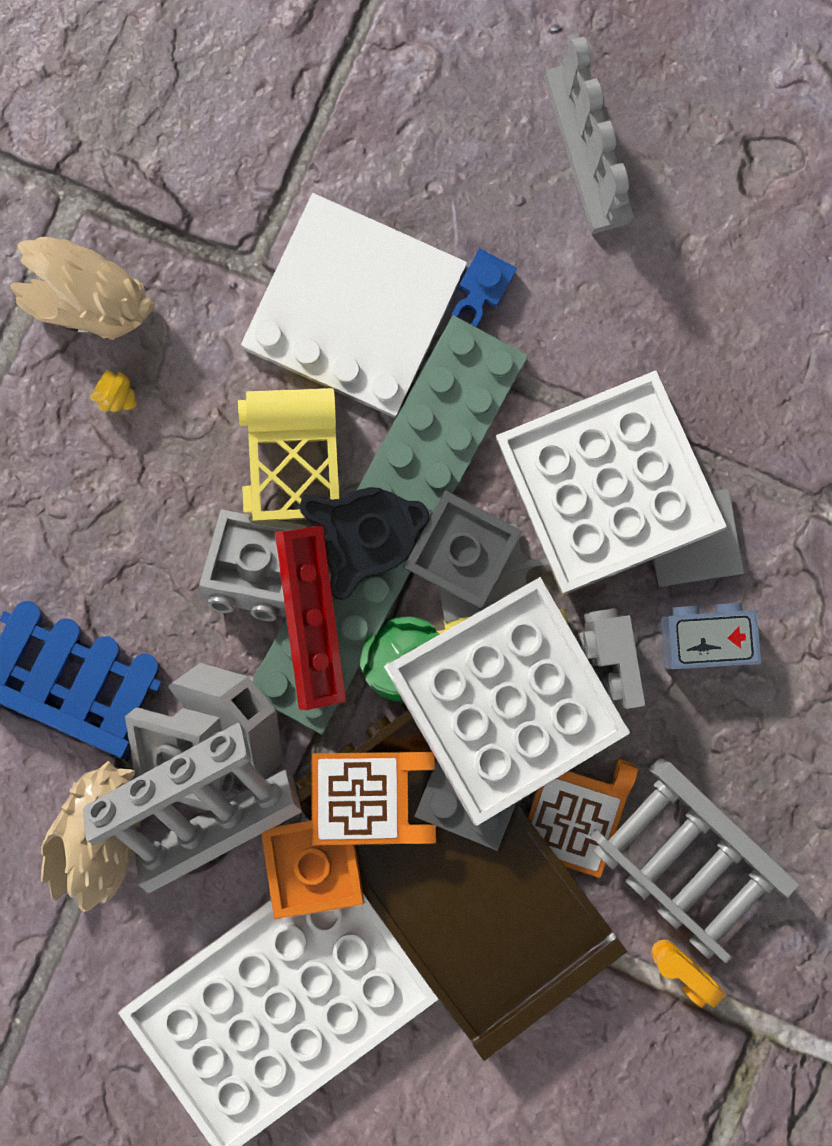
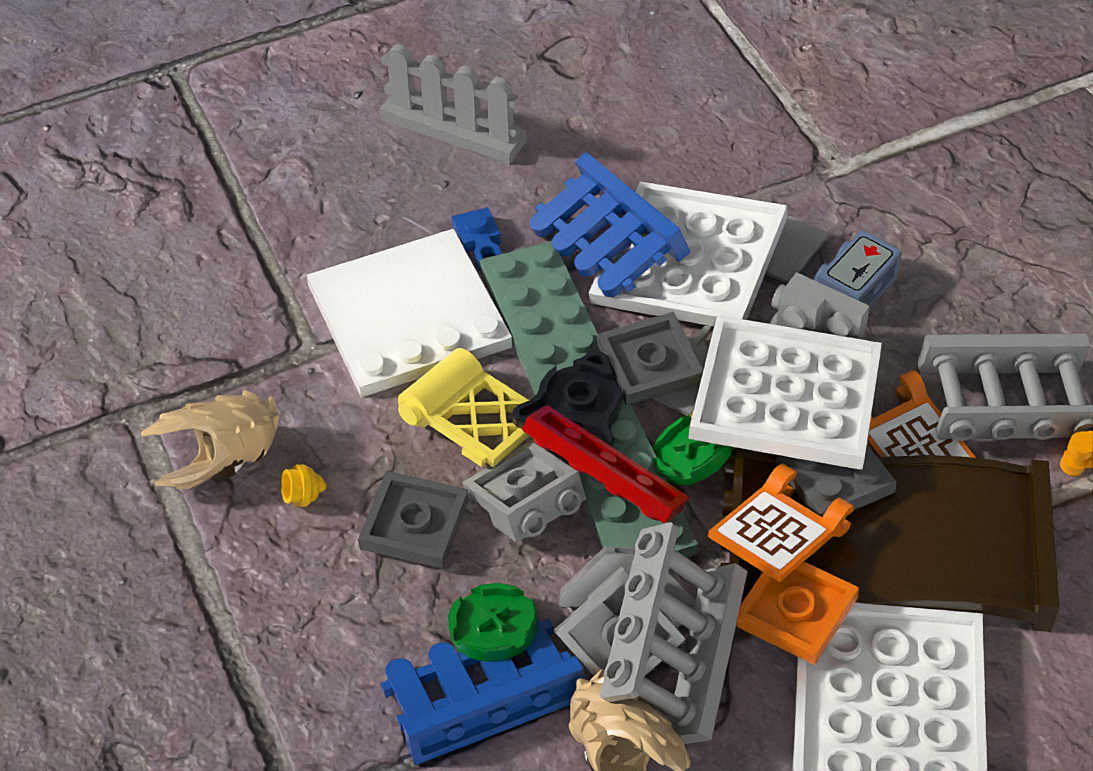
camera: 50 degrees left, 35 degrees down
(118, 646) = (493, 622): none -> green tile
(157, 504) = (413, 519): none -> dark grey plate
(575, 415) = (637, 219): none -> blue fence

